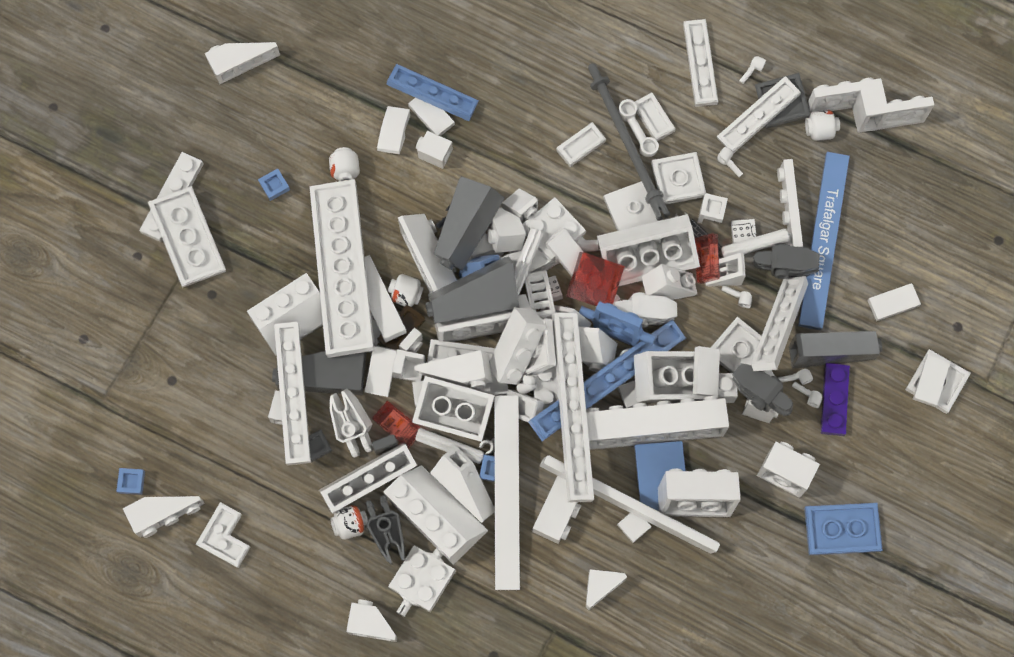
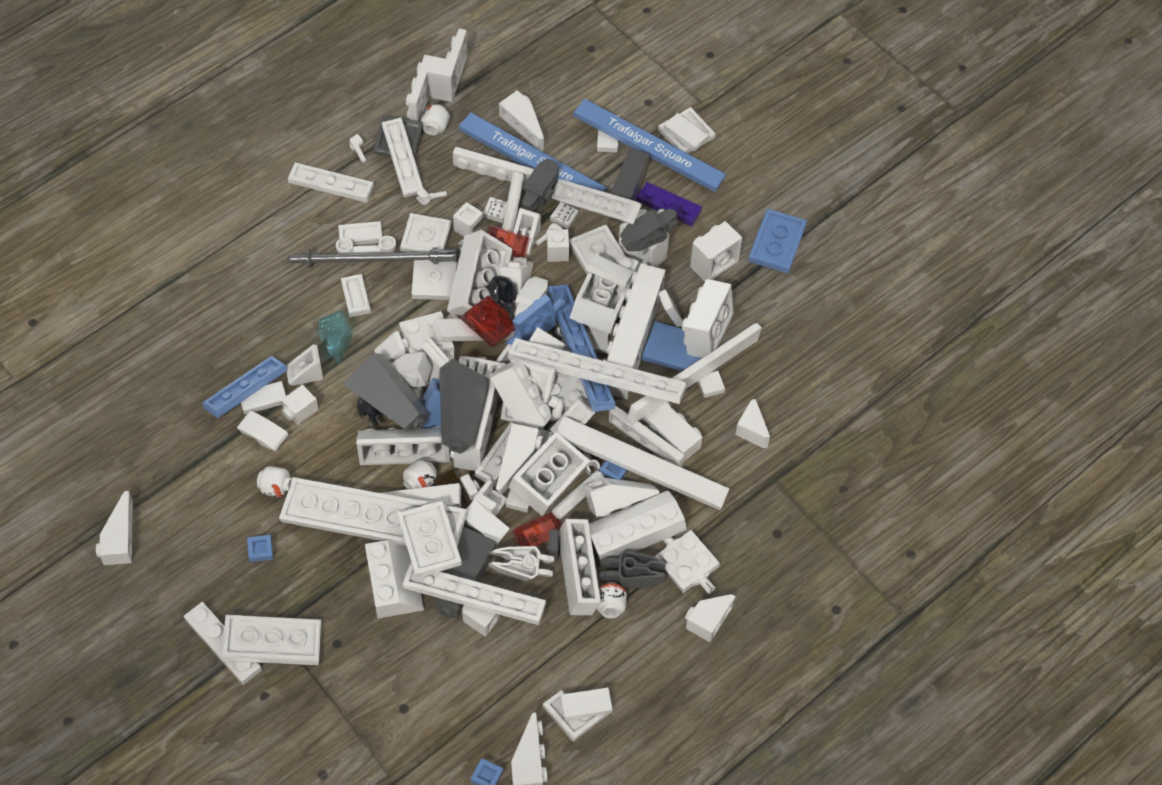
camera: 70 degrees left, 15 degrees down
(231, 542) = (586, 703): none -> white tile
(324, 327) = (429, 539): none -> white plate
(477, 137) = (305, 367): none -> white slope
(525, 147) = (336, 333): none -> clear light blue slope
(539, 488) = (646, 437): none -> white tile
(635, 277) = (503, 291): none -> black piece
(697, 450) = (670, 308): none -> white tile
(724, 308) = (557, 245): none -> white brick
(766, 299) = (564, 215): none -> white tile
(869, 207) = (521, 116): none -> white slope
(896, 350) = (648, 143): none -> medium blue tile

